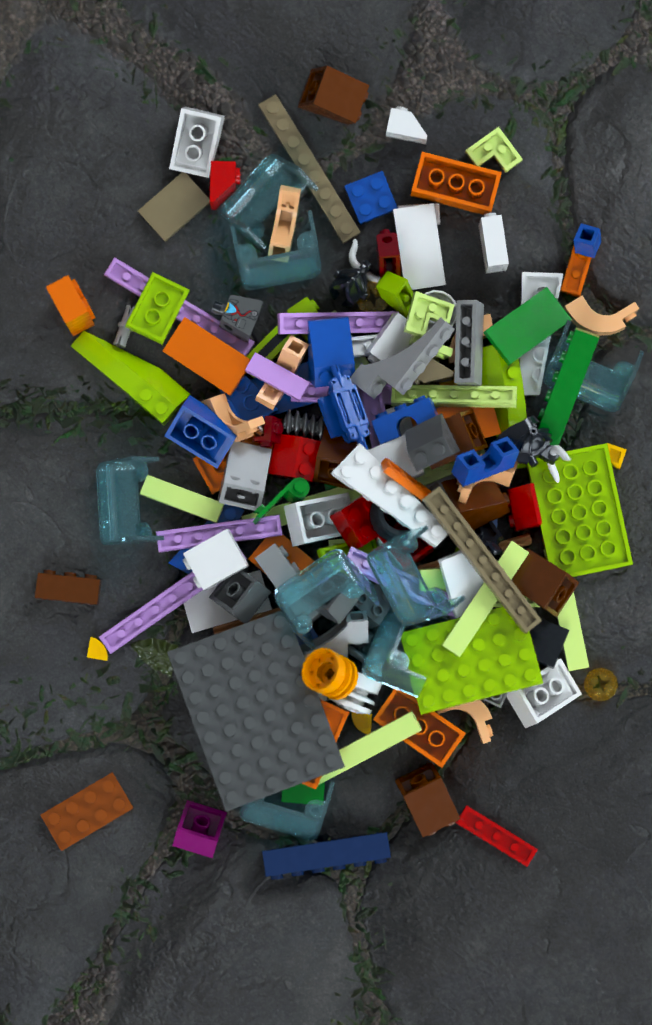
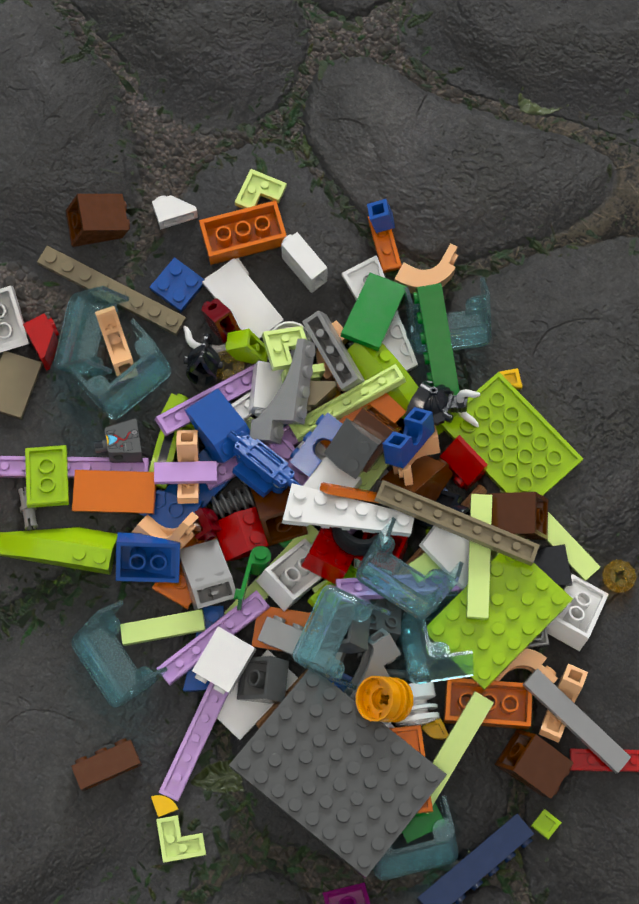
camera: 30 degrees left, 10 degrees down
(86, 688) = (177, 847): none -> yellowish green plate
(407, 855) = (546, 824): none -> lime tile
(482, 764) = (570, 685): none -> light nougat arch
(484, 786) = (576, 721): none -> light grey tile

